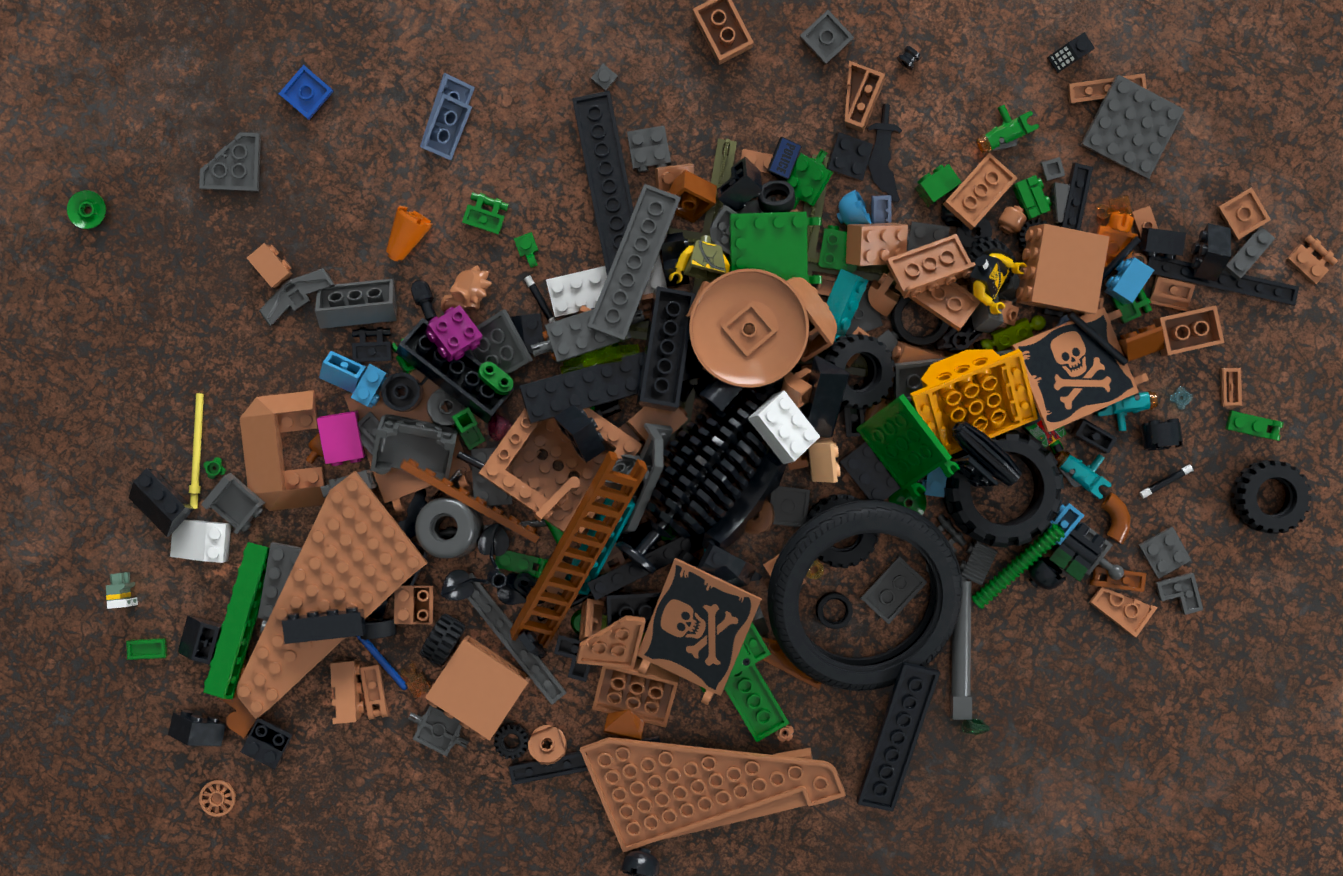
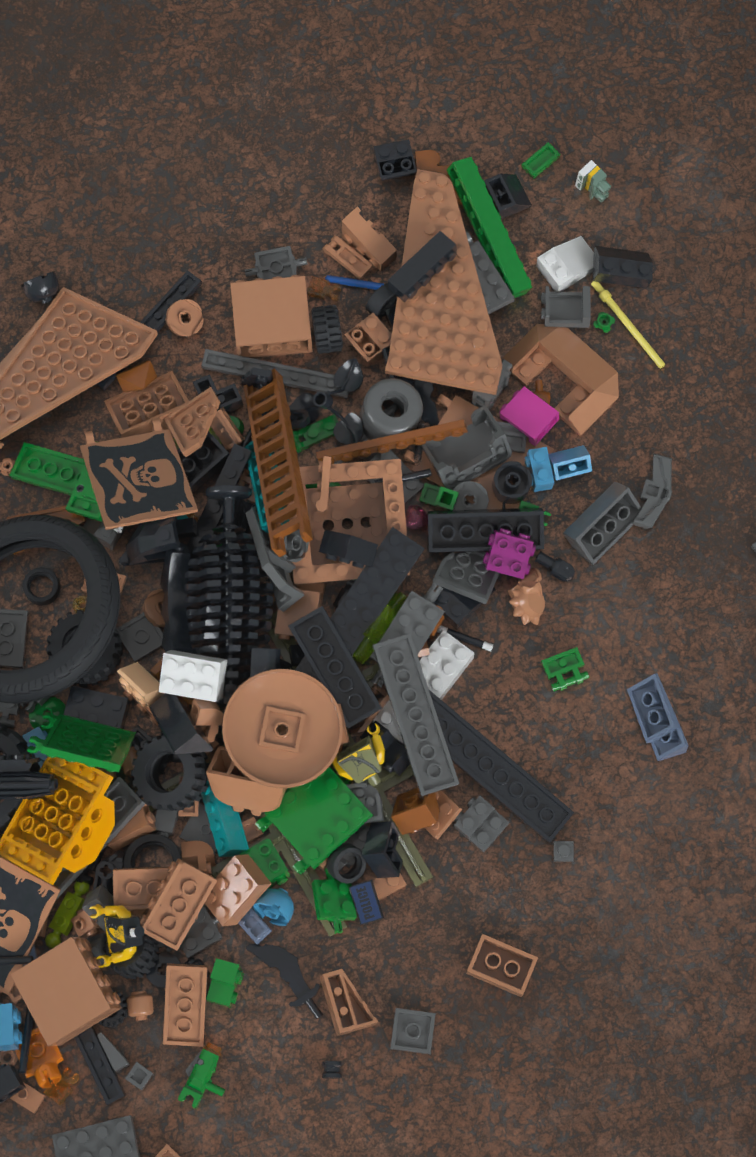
camera: 140 degrees right, 15 degrees down
(196, 730) = (454, 129): black brick -> none
(217, 798) = (398, 99): nougat wheel -> none
(270, 265) = (692, 497): nougat brick -> none
(372, 351) = (561, 497): black plate -> none
(406, 232) = (612, 605): orange cone -> none
(494, 379) = (449, 546): green plate -> none
(511, 752) = (212, 291): black tyre -> none
(527, 247) = (512, 670): green plate -> none
(849, 156) = (315, 948): black plate -> none
(1031, 197) = (138, 1037): green brick -> none

